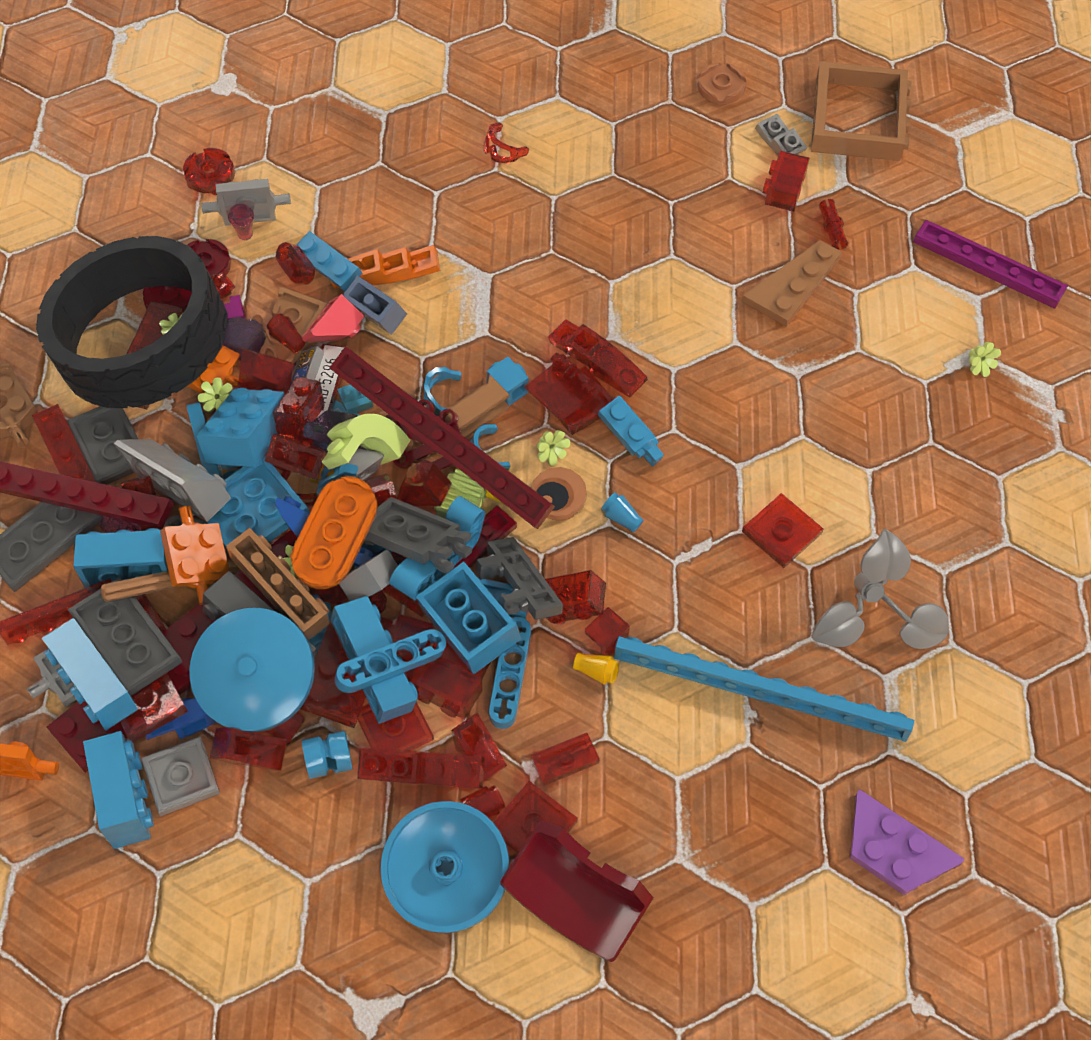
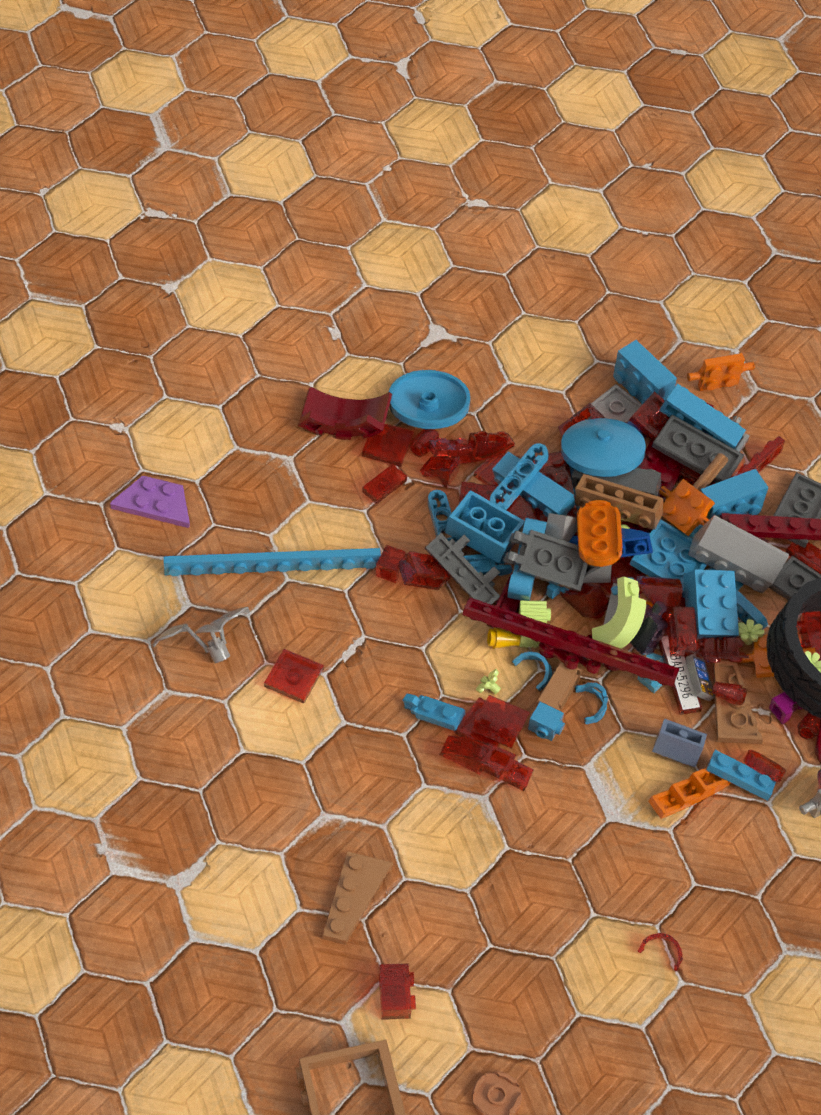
camera: 155 degrees right, 5 degrees down
(244, 335) = (762, 688): slope -> none
(327, 755) = (535, 433): dark azure wheel -> none
(335, 322) = (703, 714): coral slope -> none
(424, 485) = (563, 609): clear red slope -> none
(562, 489) = (467, 653): tile -> none
(599, 667) = (383, 539): yellow cone -> none
(621, 512) = (415, 650): dark azure cone -> none
(779, 137) = (417, 1047): light grey slope -> none
(833, 224) = (339, 962): clear red pin -> none
(982, 358) = (176, 869): yellowish green plant -> none
(990, 264) = (190, 974): magenta tile -> none

